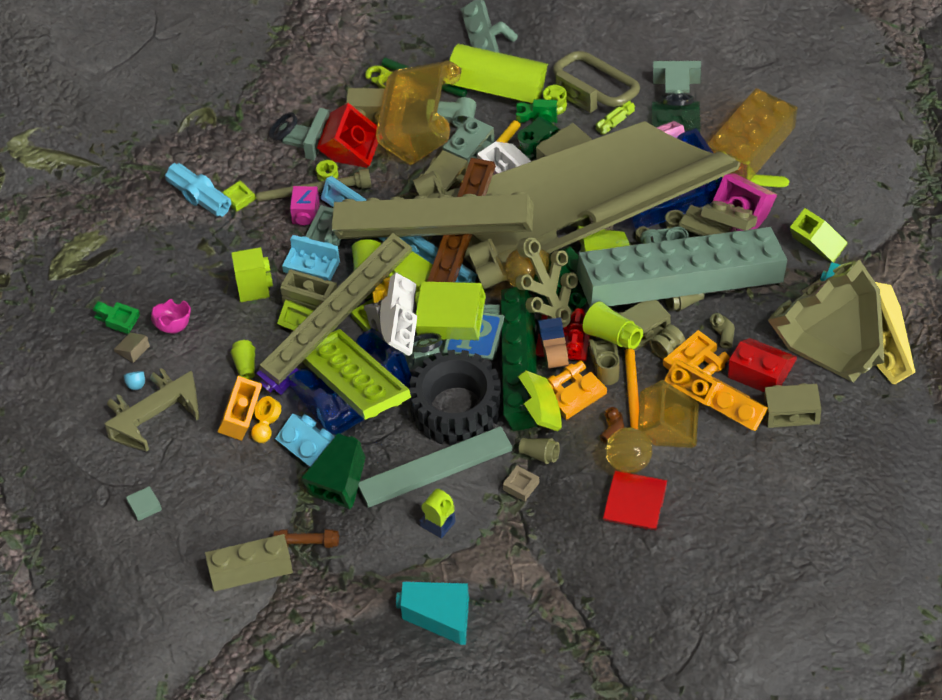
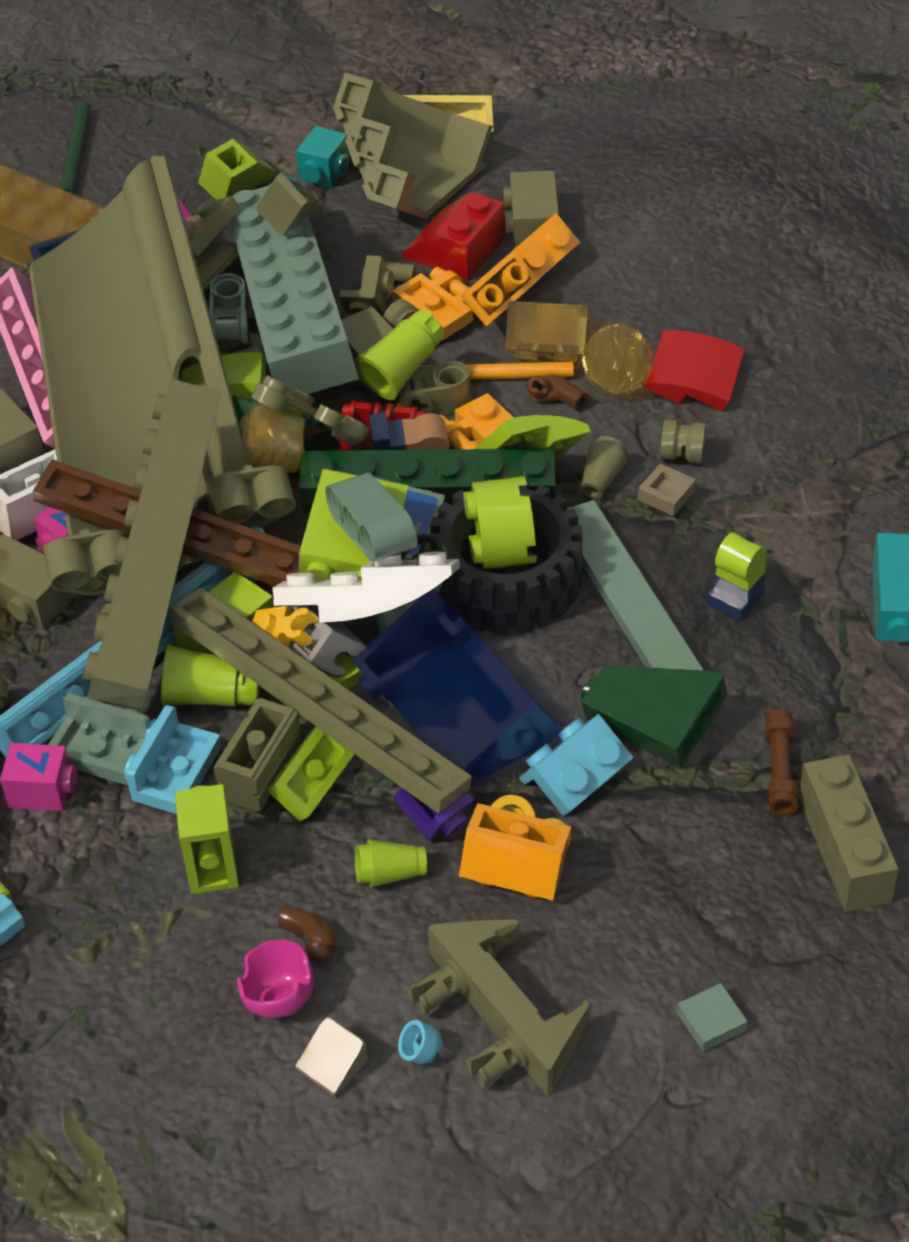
camera: 90 degrees left, 5 degrees down
(118, 317) = (257, 1079): green plate -> none
(205, 333) = (311, 926): none -> reddish brown arm
(356, 375) = (485, 653): lime plate -> none
(428, 301) = (371, 517): none -> sand green beam
(455, 379) = (501, 523): none -> lime brick
(562, 491) = (682, 441): none -> olive wheel
(693, 316) = (375, 286): none -> olive bracket
(729, 247) = (286, 203): none -> olive slope
(847, 151) = (75, 147): none -> dark green bar

